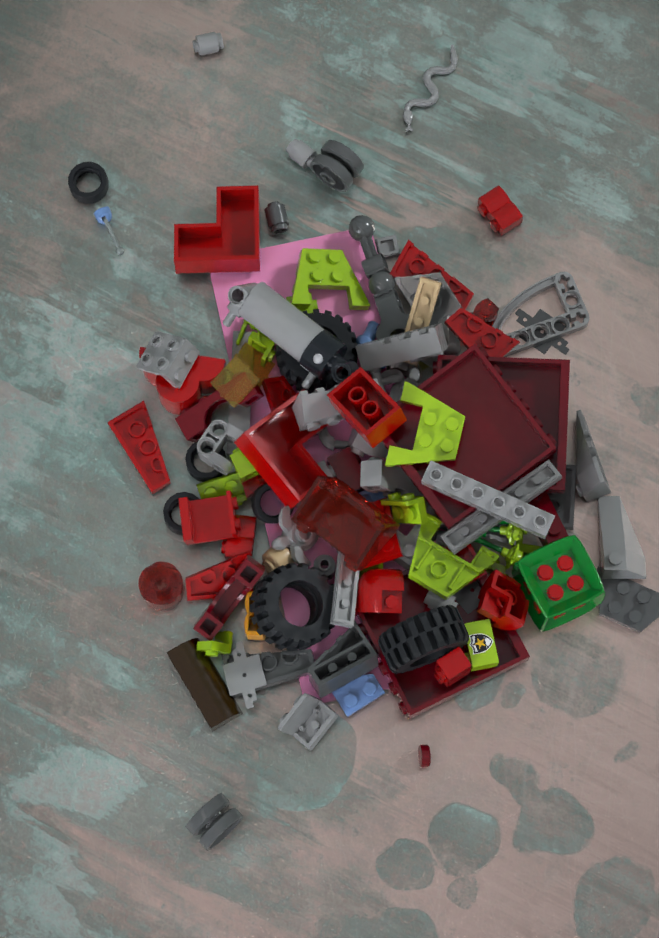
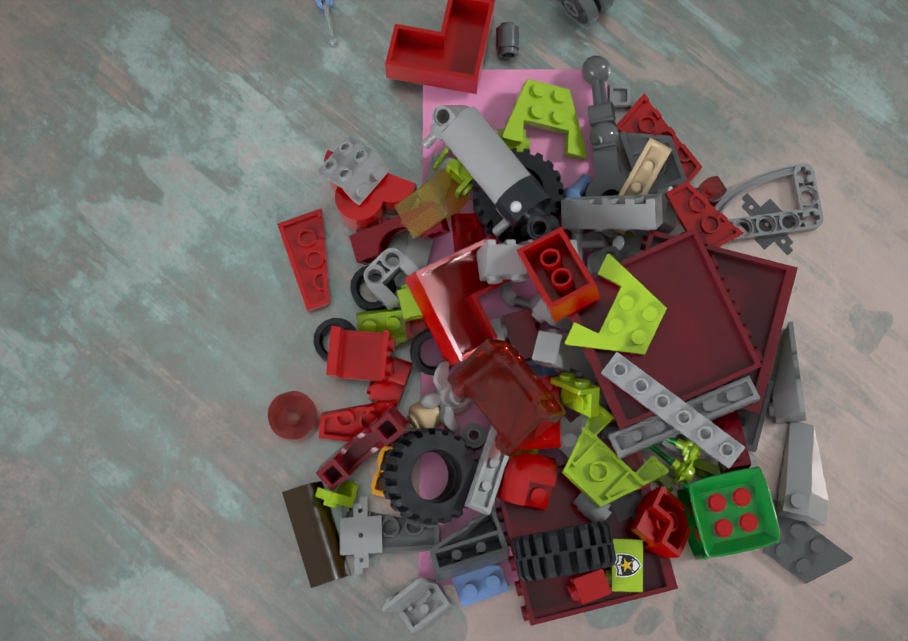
camera: 15 degrees right, 5 degrees up
(499, 210) = (750, 82): red brick -> none

